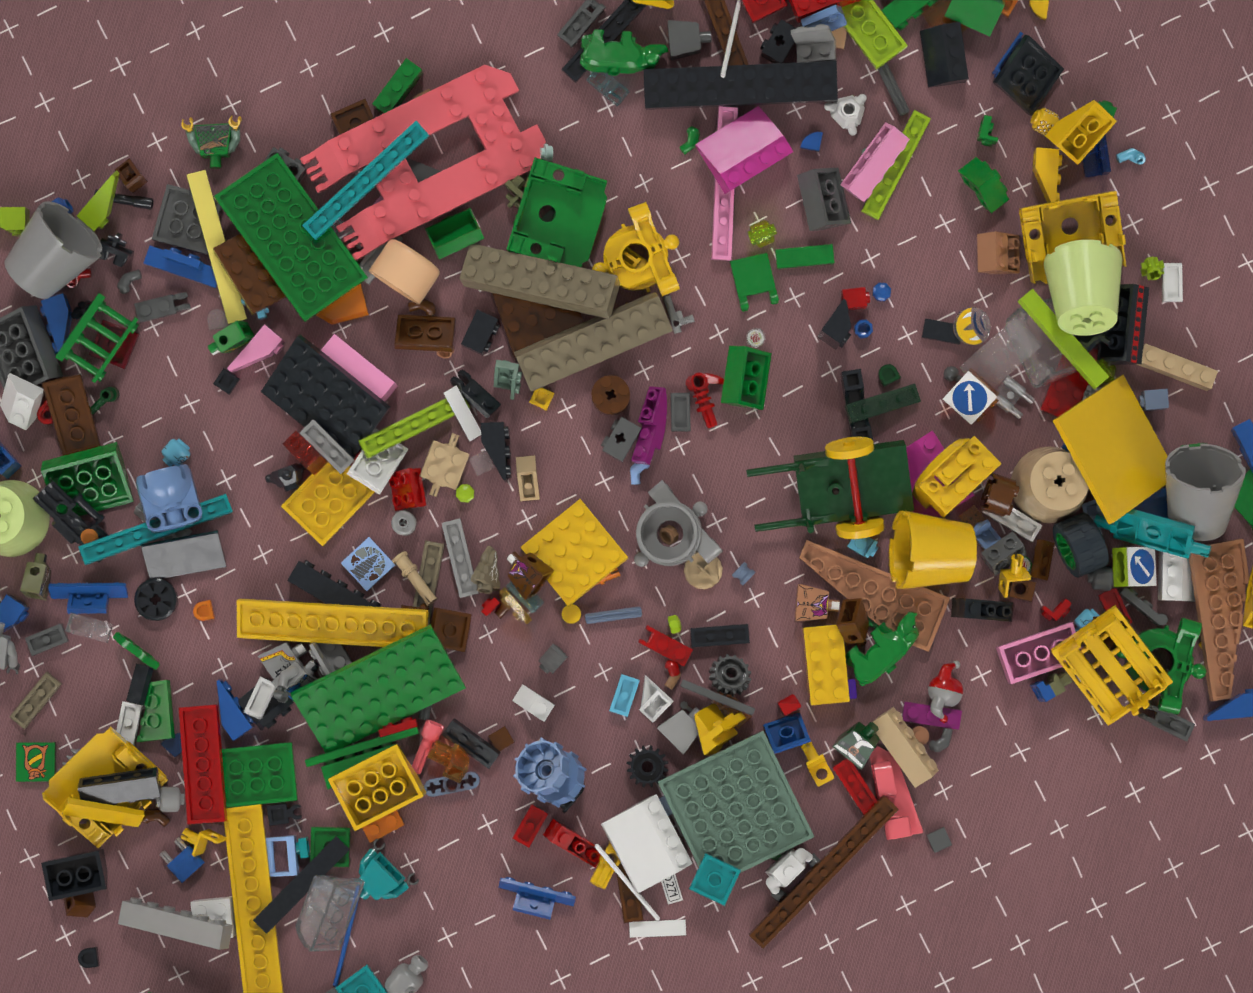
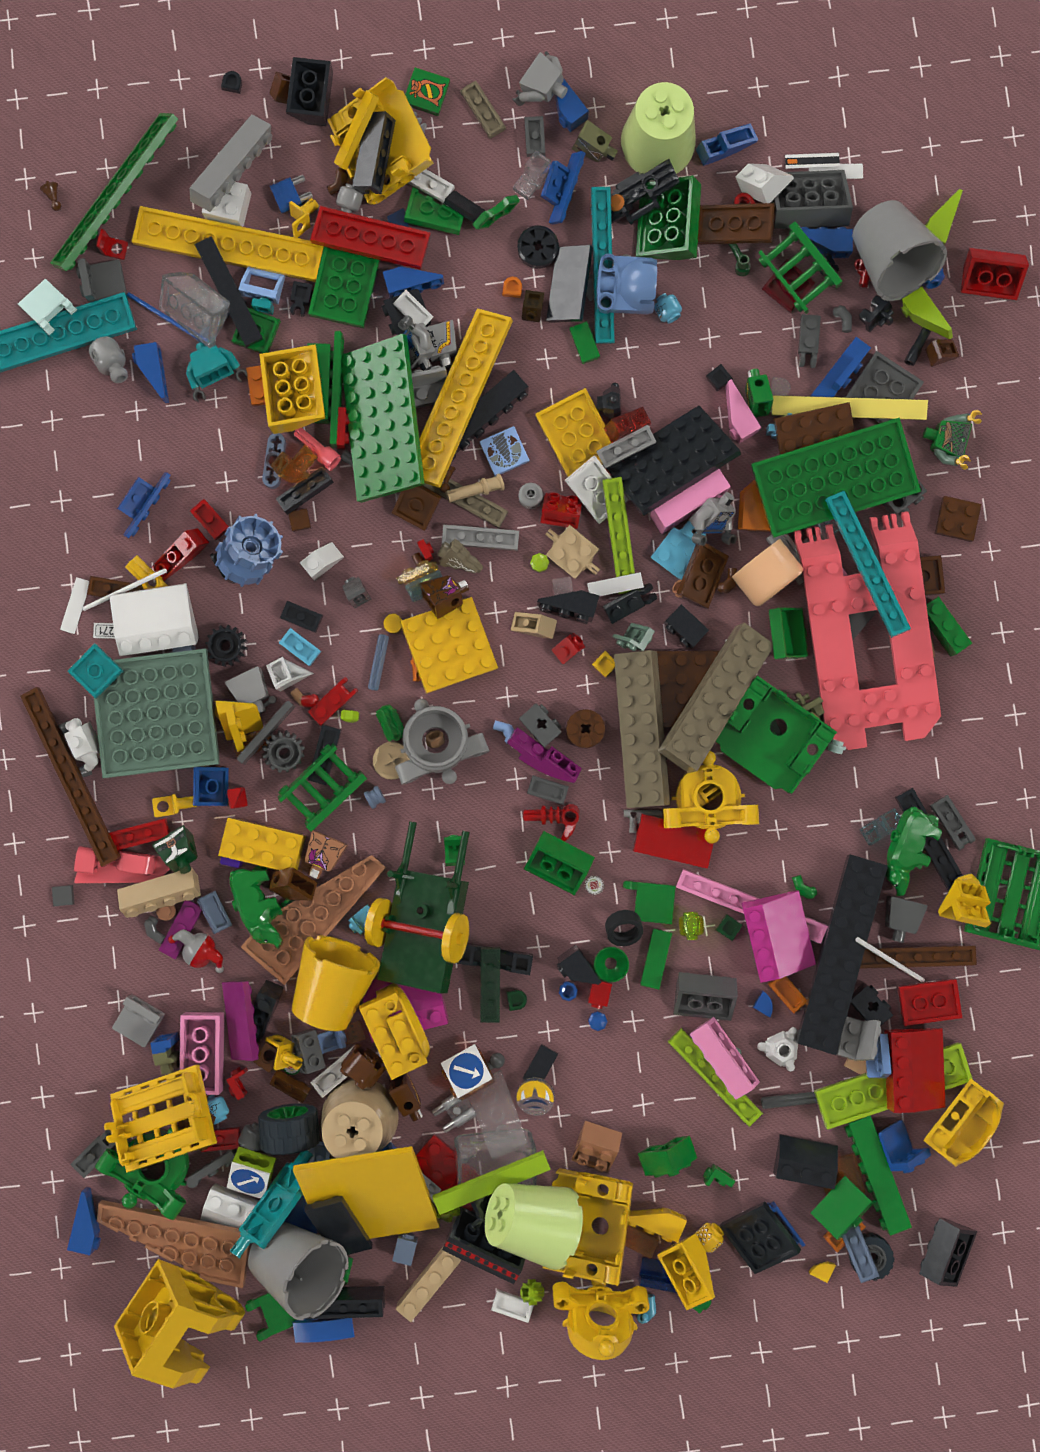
camera: 105 degrees right, 0 degrees up
(38, 151) = (994, 273): none -> red slope
(216, 584) = (532, 306): none -> dark brown bracket
(235, 522) = (584, 342): none -> green tile
(288, 109) = (958, 518): none -> reddish brown plate
(368, 340) = (714, 517): none -> torso
(397, 937) = (150, 362): none -> blue slope
(407, 365) = (676, 550): none -> medium azure plate
(538, 437) = (568, 648): none -> red bracket
(594, 704) = (301, 616): none -> black plate
(667, 583) = (390, 723): none -> green piece
(690, 270) = (675, 844): none -> red tile
(751, 198) = (729, 927): none -> dark green tile
(767, 616) = (327, 805): none -> green fence
(768, 482) = (451, 849): none -> green bracket
(794, 122) = (788, 993): none -> orange tile
(795, 291) = (624, 938): none -> black tyre
(826, 286) = (618, 971): none -> green piece
(905, 688) = (214, 912): none -> sand blue tile
(997, 627) = (240, 1020): none -> magenta tile
(1014, 446) = (406, 1096): none -> reddish brown torso
(1031, 725) = (138, 1020): none -> light grey bracket
(1071, 183) = (641, 1241): none -> clear orange plate
(1147, 469) = (337, 1222): none -> black tile
(1170, 203) = (593, 1339): none -> yellow piece
(1219, 428) = (357, 1303): none -> black brick

